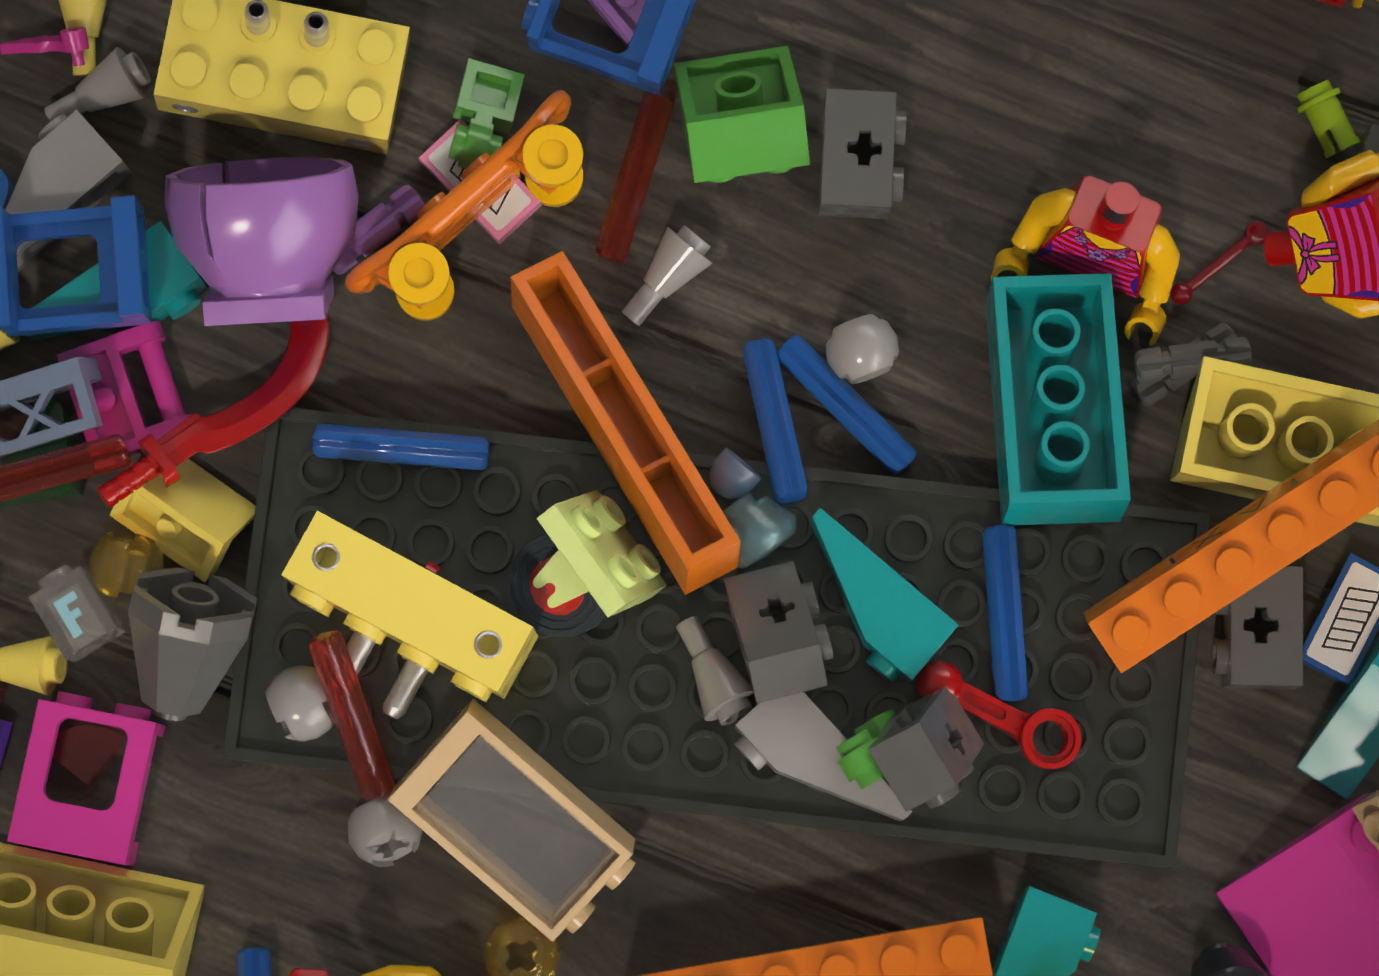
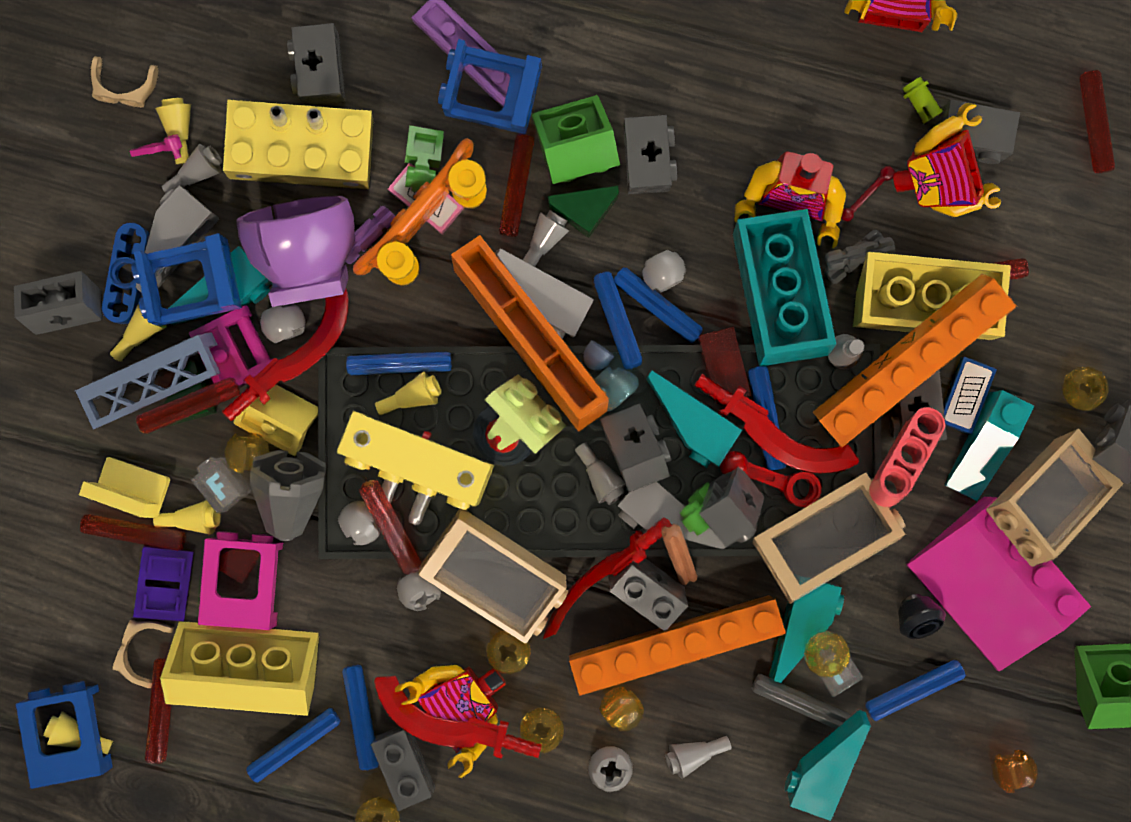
camera: 10 degrees left, 5 degrees up
(215, 356) = (282, 322): none -> light grey piece
(424, 499) = (418, 392): none -> light yellow cone
(677, 376) = (557, 301): none -> light grey slope
(743, 230) = (584, 208): none -> dark green slope
(757, 806) = (610, 565): none -> red sword
(769, 876) = (650, 592): none -> dark grey brick
(829, 820) = (679, 554): none -> nougat axle
(944, 517) = (724, 360): none -> clear red tile
(1009, 648) = (772, 439): none -> red sword
(1084, 823) = (828, 538): none -> window
(1149, 519) = (846, 352): none -> light grey cone
(1242, 681) = (918, 446): none -> coral beam

